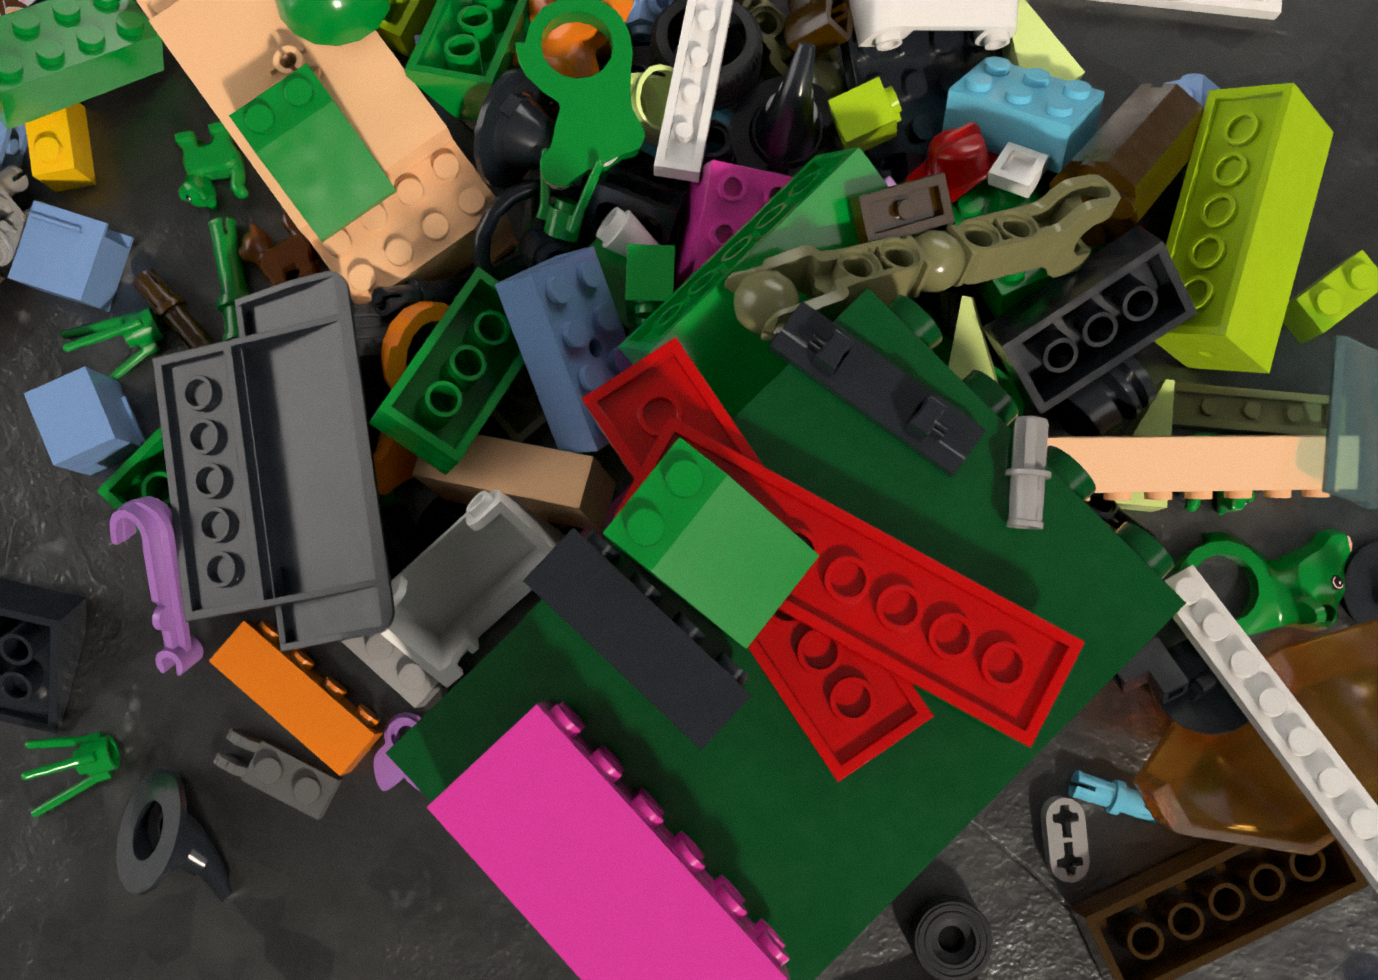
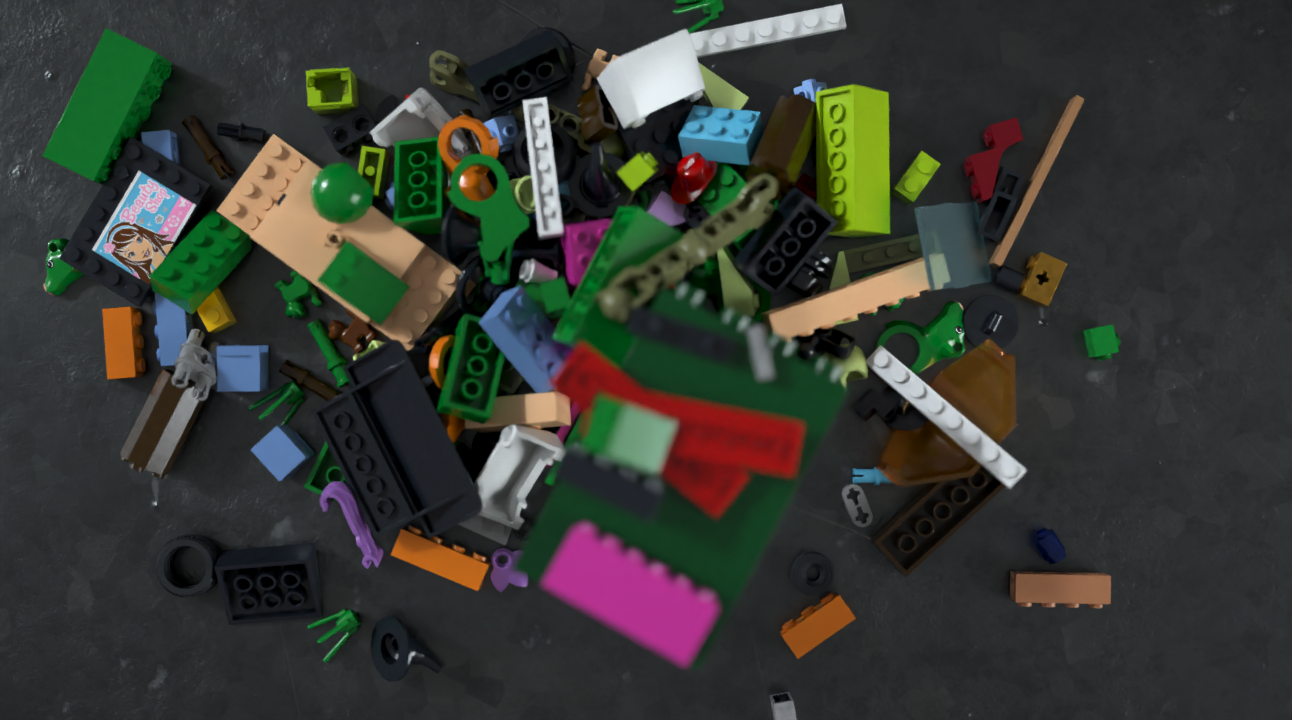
camera: 15 degrees left, 5 degrees up
(281, 774) = (445, 600): dark grey hinge -> none
(902, 209) = (669, 230): dark brown plate -> none
(1018, 169) = (726, 170): white plate -> none

